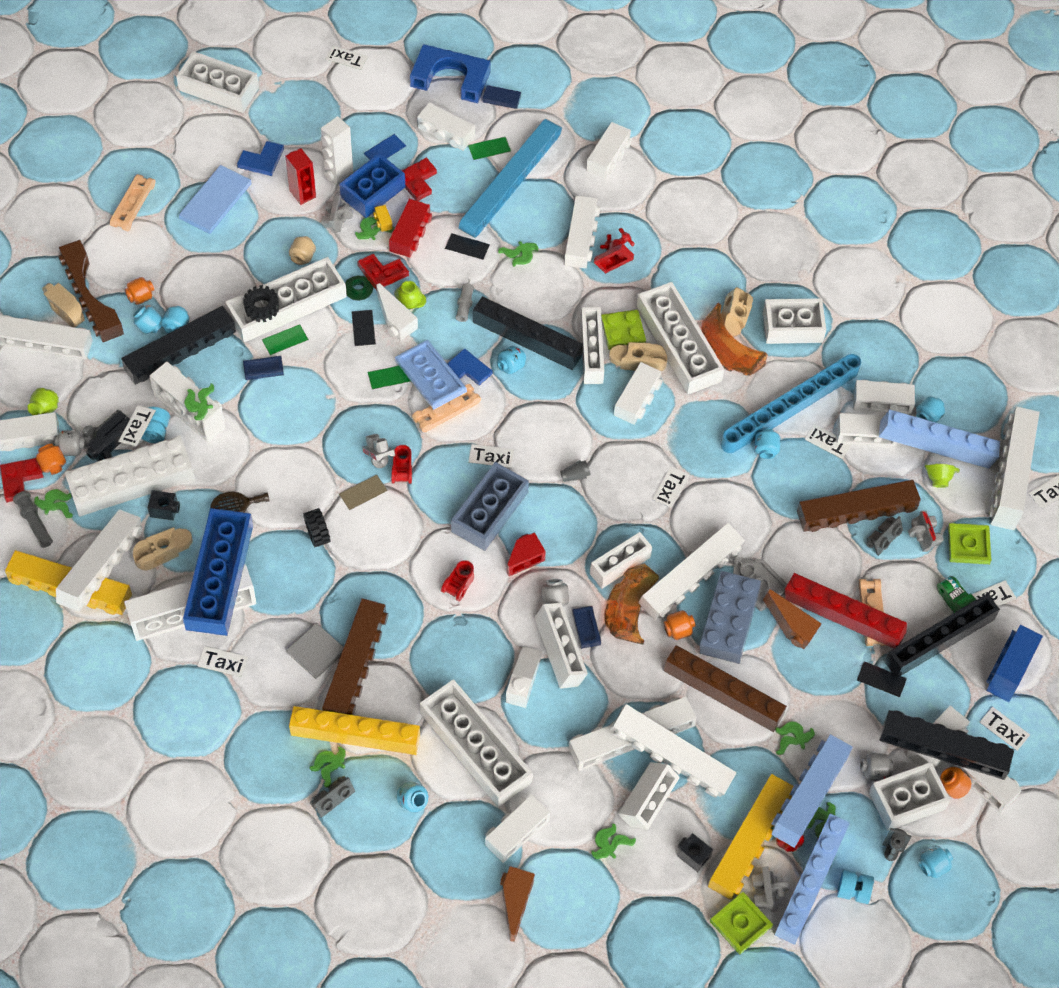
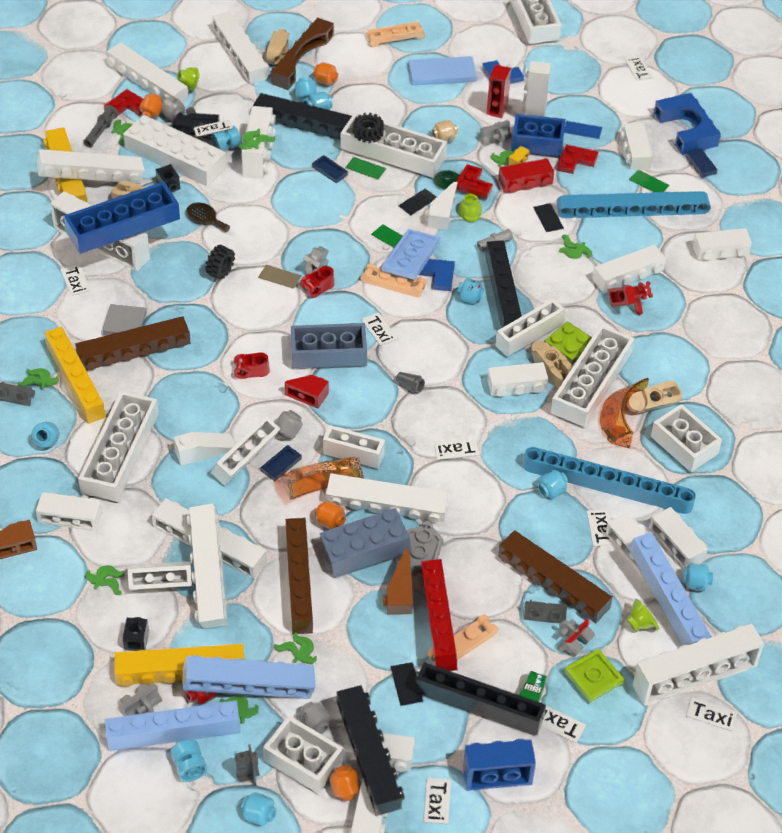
camera: 55 degrees right, 10 degrees down
(741, 923) = (97, 699): lime plate -> none

